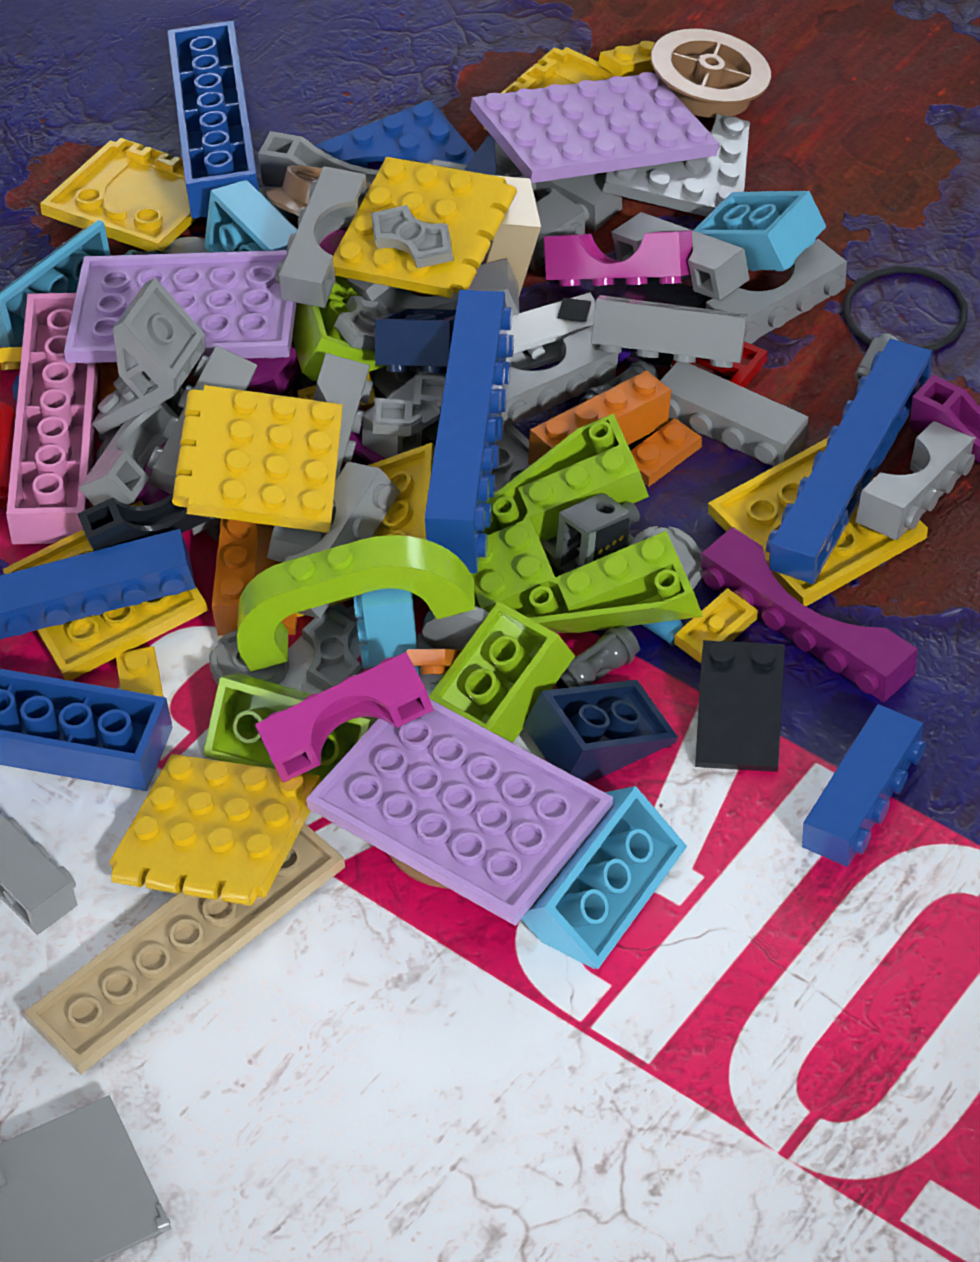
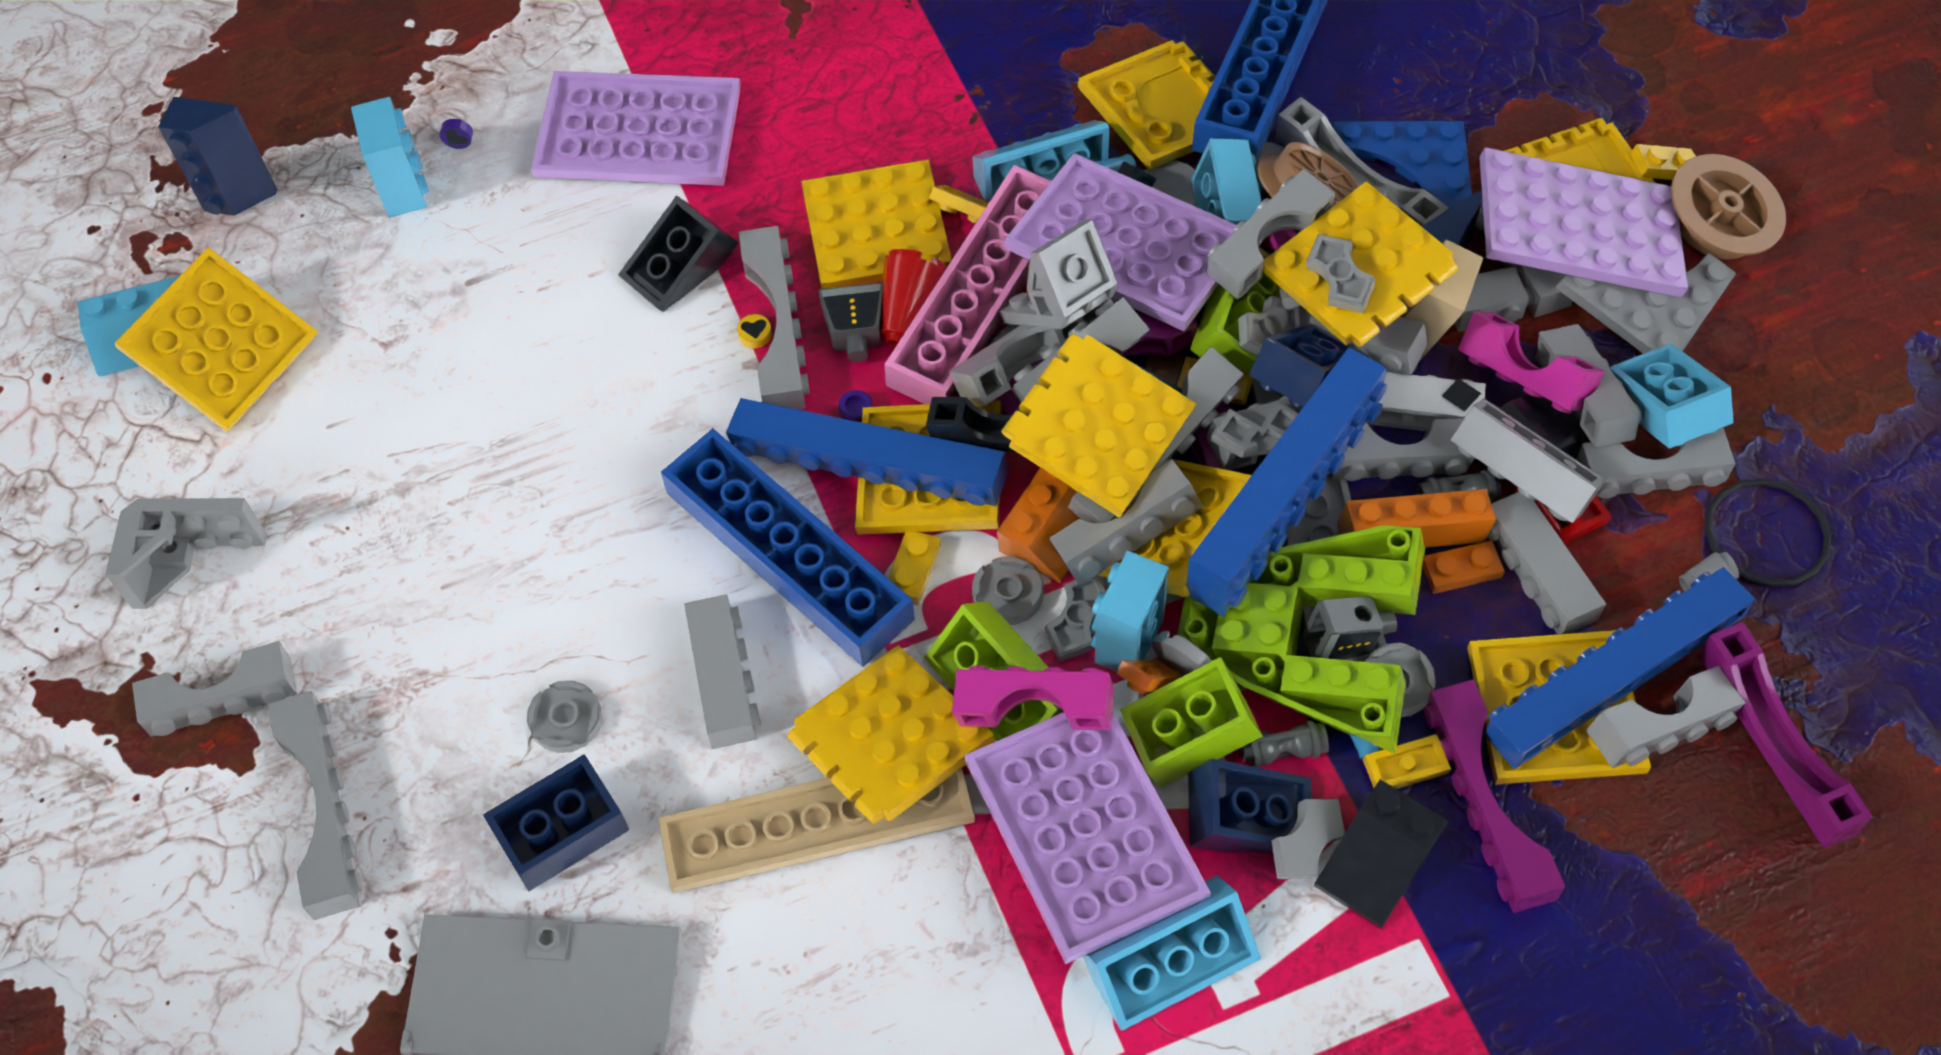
camera: 30 degrees right, 10 degrees up
(343, 573) = (1107, 576): lime arch -> none
(668, 717) = (1299, 851): none -> light grey tile
(863, 785) = (1442, 988): blue brick -> none

